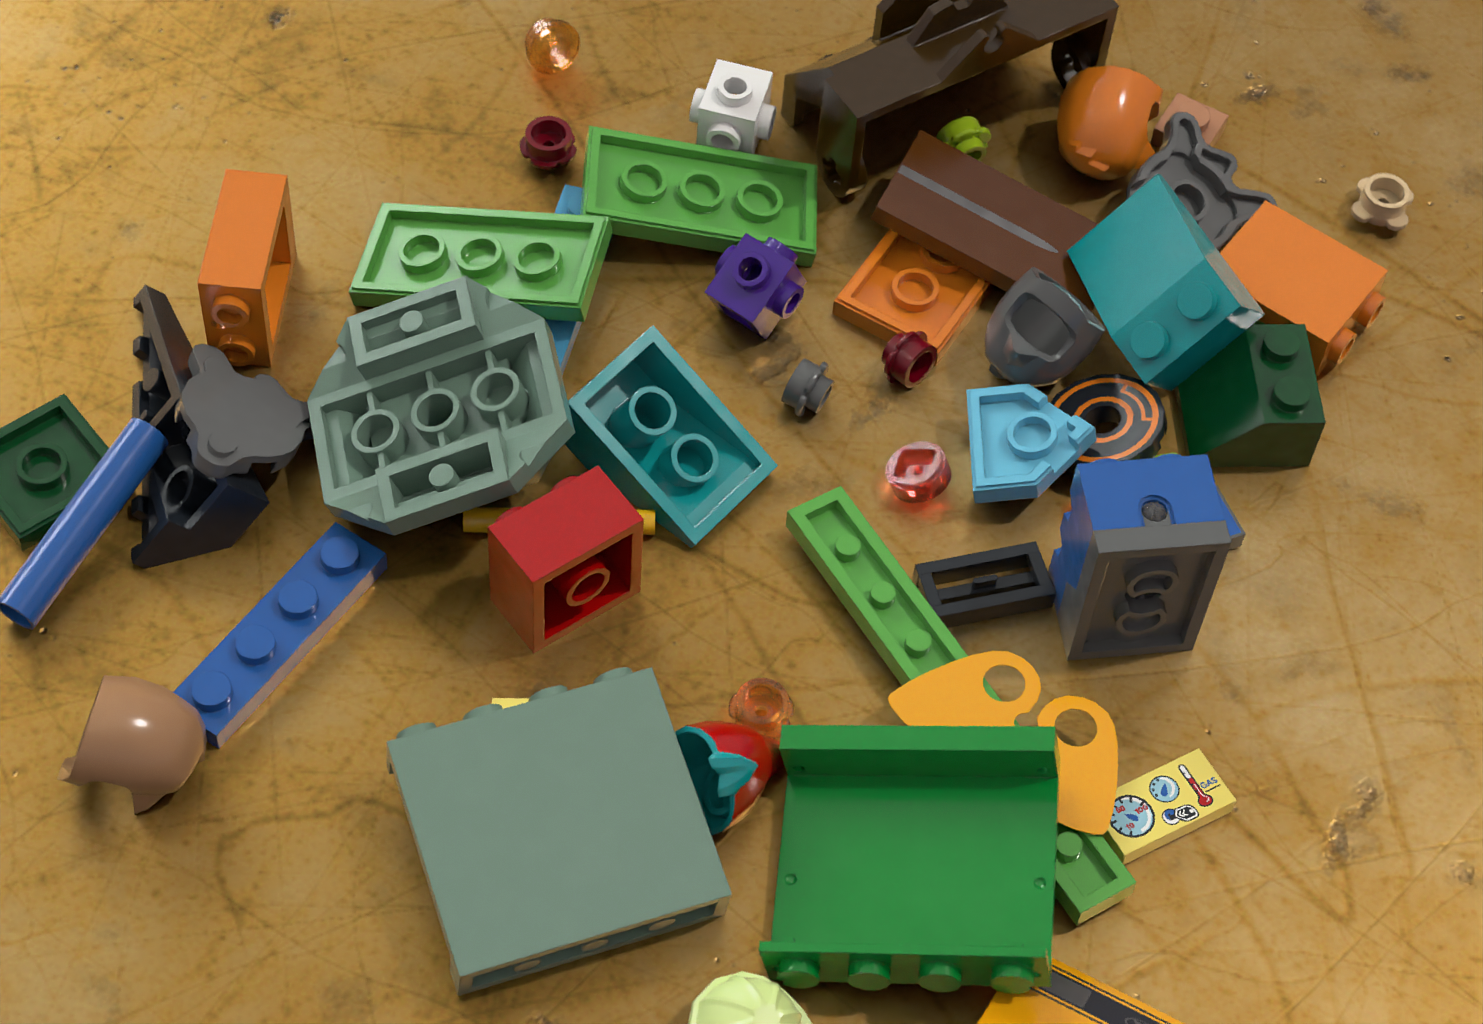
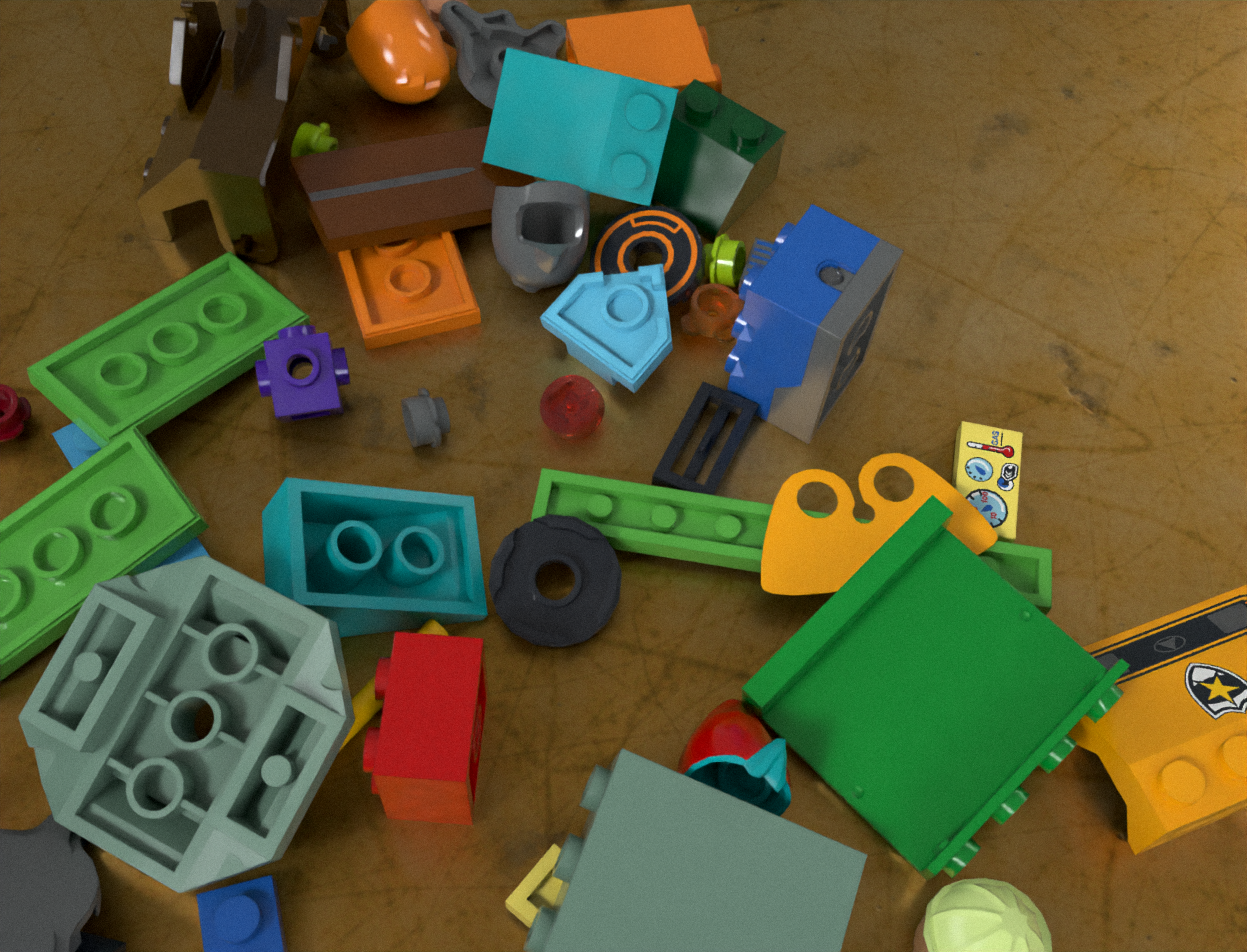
camera: 50 degrees left, 5 degrees up
(732, 119) = (129, 270): white brick -> none
(762, 695) = (691, 673): clear orange plate -> none
(780, 589) = (547, 542): none -> black tile
(908, 358) = (465, 333): dark red plate -> none

